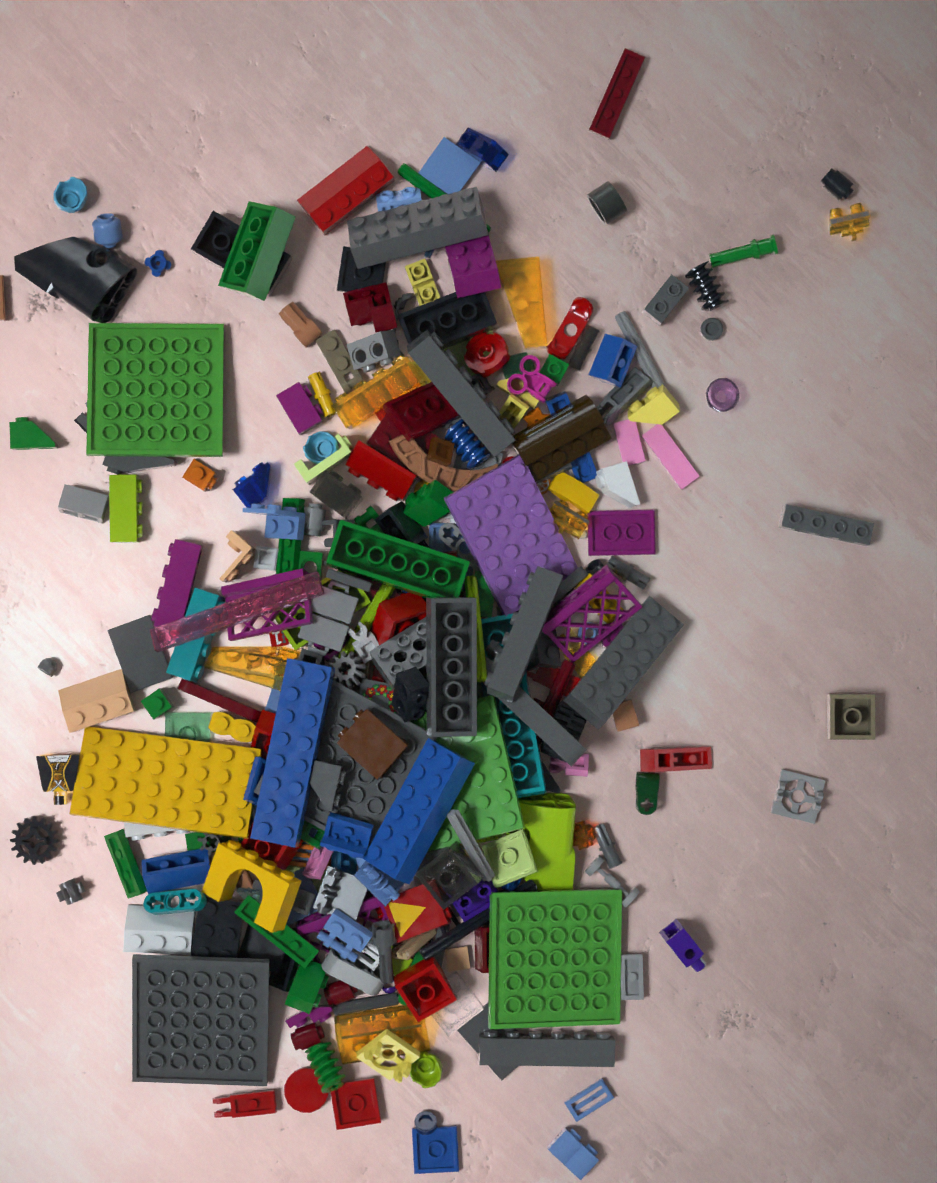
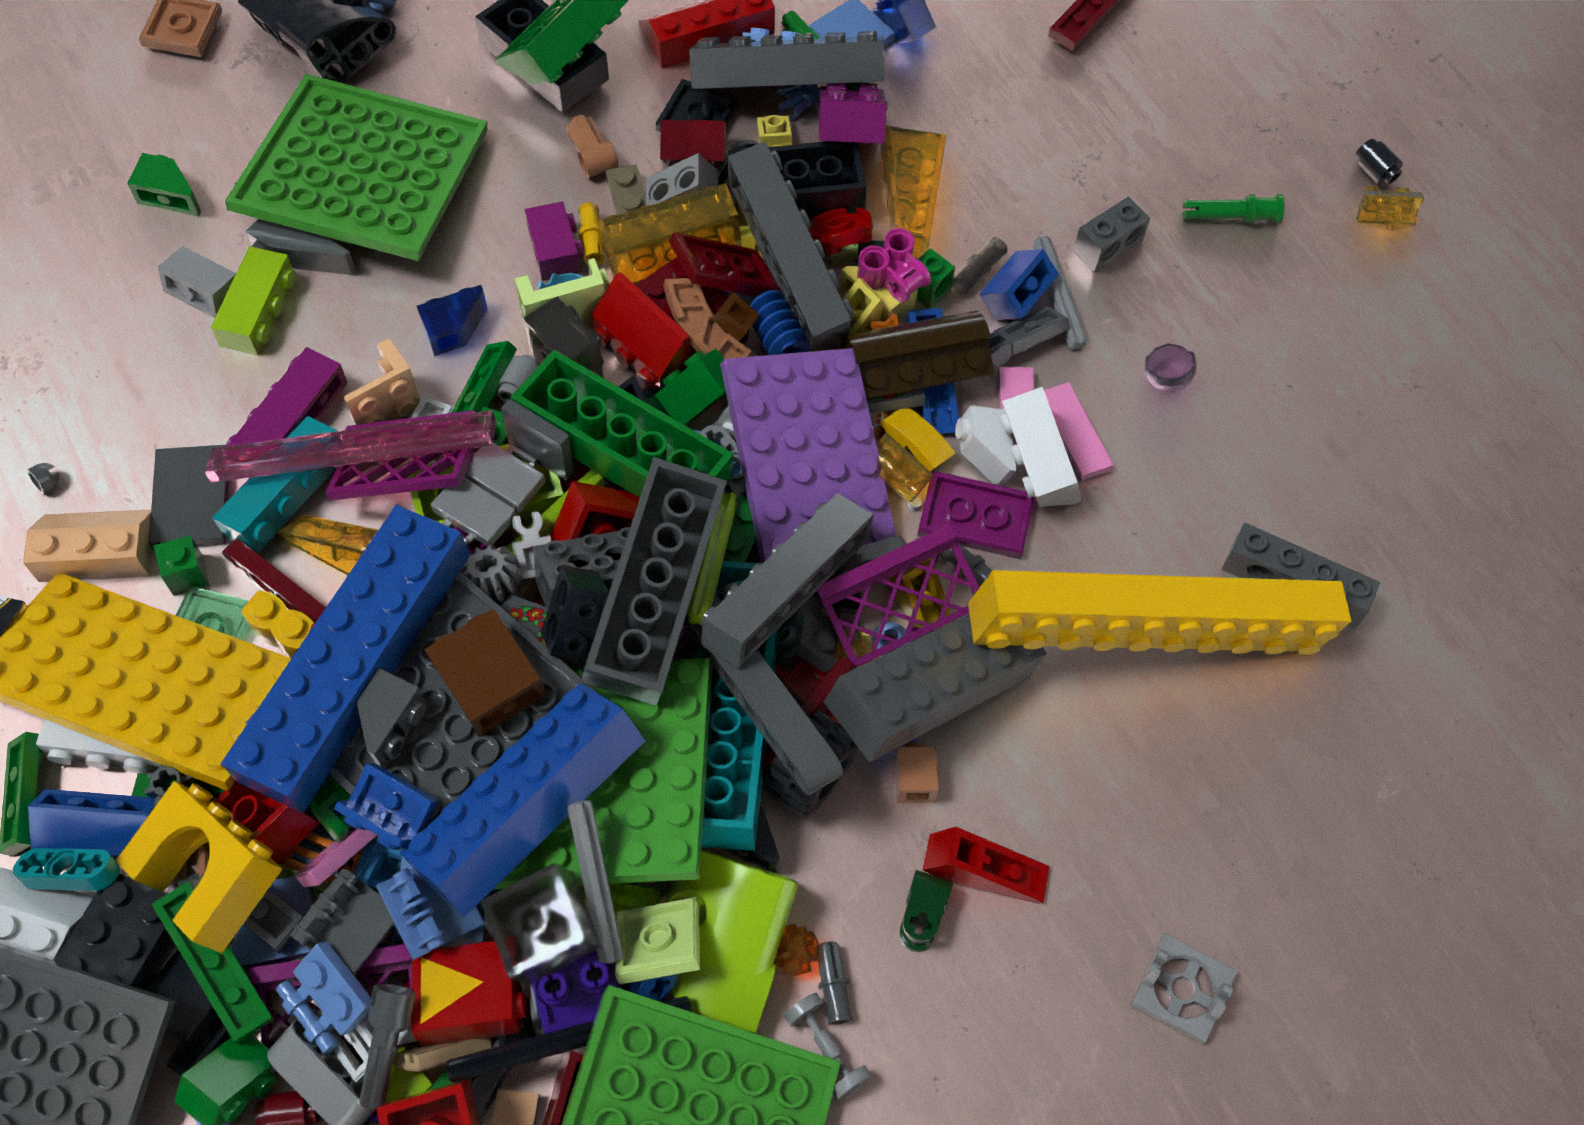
camera: 10 degrees right, 25 degrees down
(157, 257) = (428, 41): blue plate -> none
(200, 475) = (380, 290): orange bracket -> none
(280, 523) = (475, 355): medium blue bracket -> none
(579, 315) = (981, 229): red piece -> none
(579, 768) = (811, 830): bright pink plate -> none
(607, 202) = (1055, 105): pearl dark grey piece -> none
(653, 487) = (1040, 449): none -> white slope
(655, 407) = (1067, 357): light yellow slope -> none
(706, 287) = (1173, 232): black piece -> none
(711, 329) = (1168, 290): dark grey tile -> none
(739, 591) = (1156, 612): none -> yellow brick
(851, 716) = (1300, 871): dark tan brick -> none

